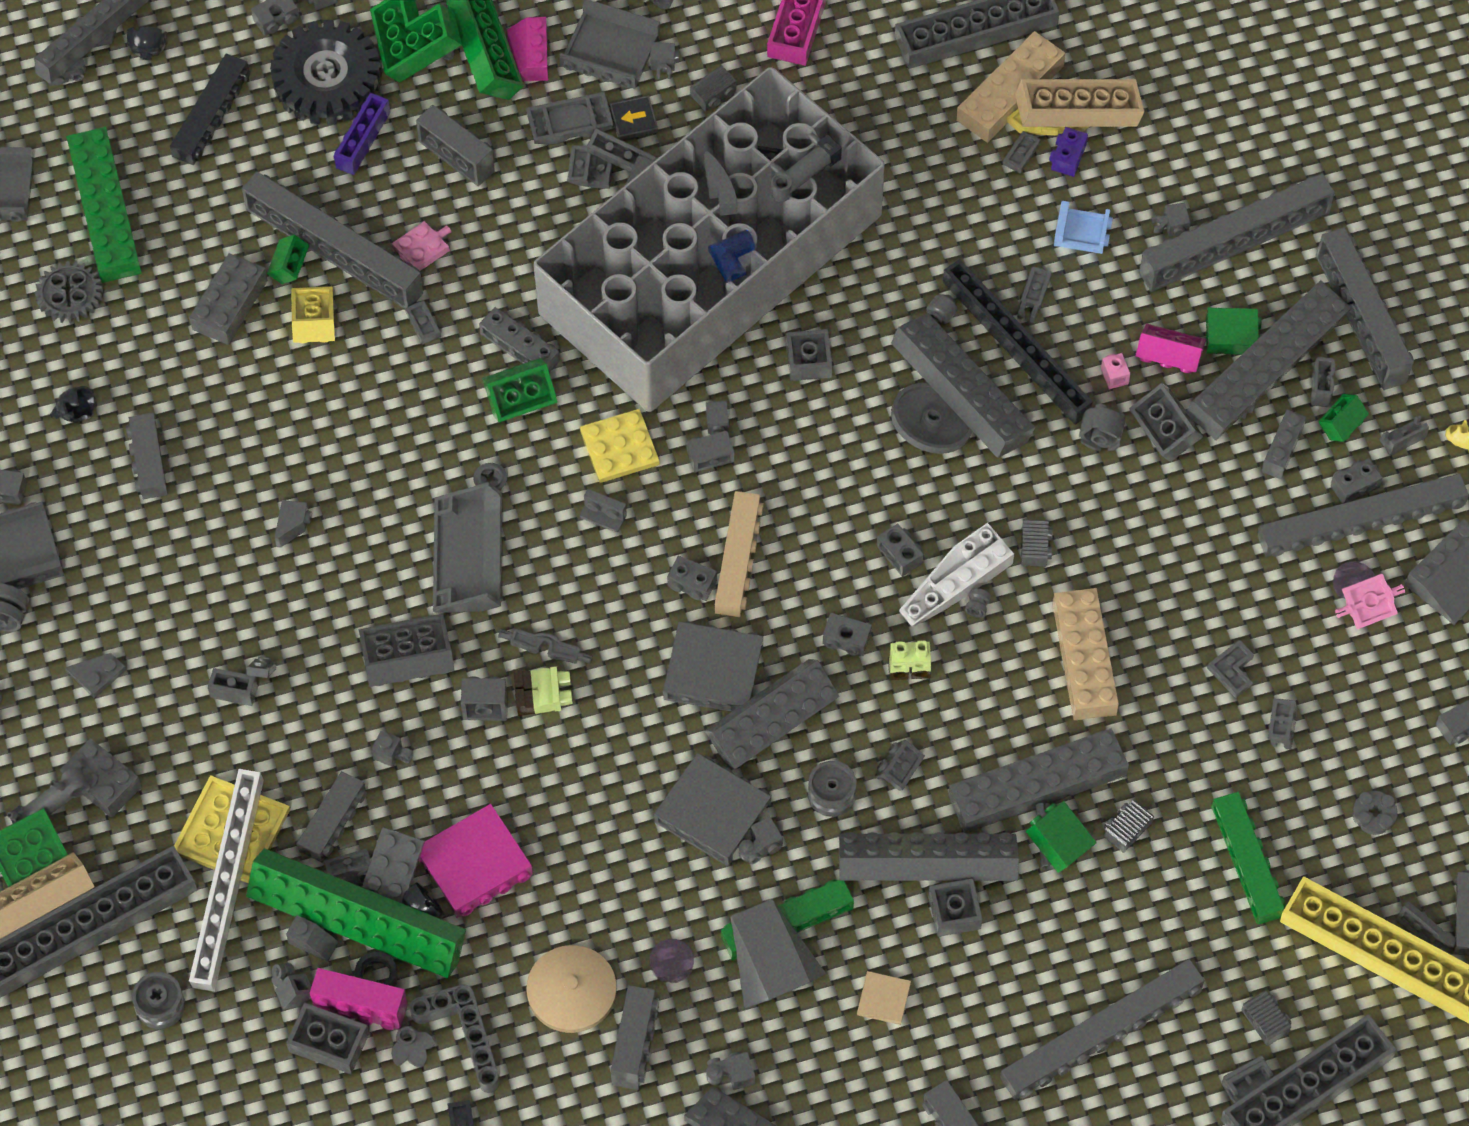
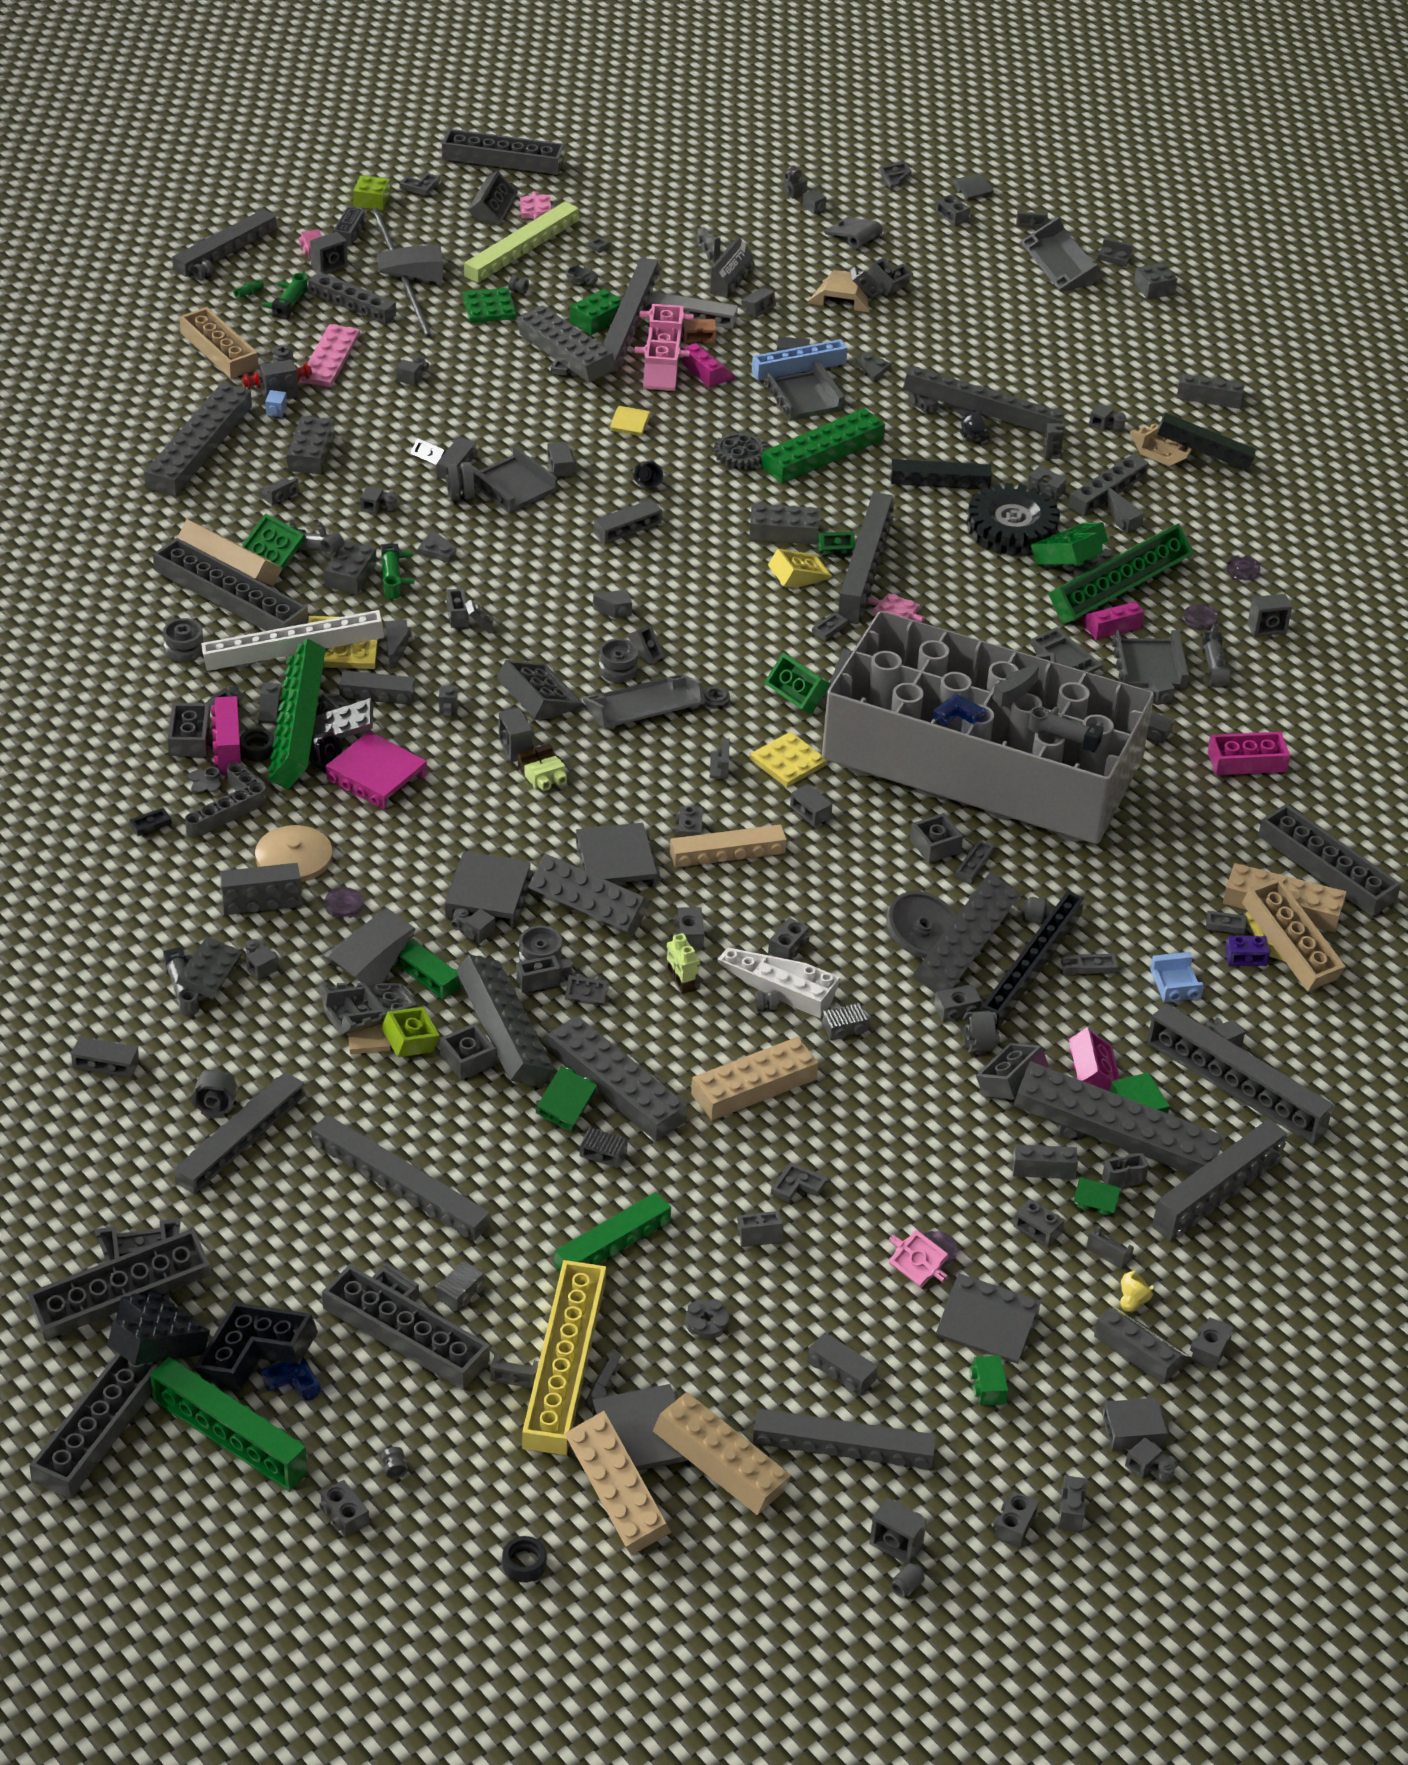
camera: 65 degrees right, 20 degrees down
(123, 735) = (391, 570): none -> green piece
(249, 760) = (397, 639): none -> dark grey slope
(362, 134) = (971, 549): dark purple brick -> none
(375, 514) = (647, 644): none -> dark grey slope
(398, 552) = (618, 660): none -> dark grey wheel
(455, 145) = (994, 597): dark grey brick -> none
(534, 642) = (589, 764): dark grey piece -> none
(717, 416) = (846, 803): dark grey brick -> none
(845, 335) = (974, 861): none -> dark grey tile
(851, 986) = (363, 1006): none -> dark grey wedge
(866, 798) = (542, 972): none -> dark grey brick
(909, 953) = (410, 1031): none -> lime brick
(1044, 443) = (955, 1002): none -> dark grey brick
(1115, 370) = (1047, 1032): bright pink brick -> none
(1362, 515) = (1008, 1237): dark grey brick -> none
(1388, 1003) = (513, 1373): none -> dark grey hinge

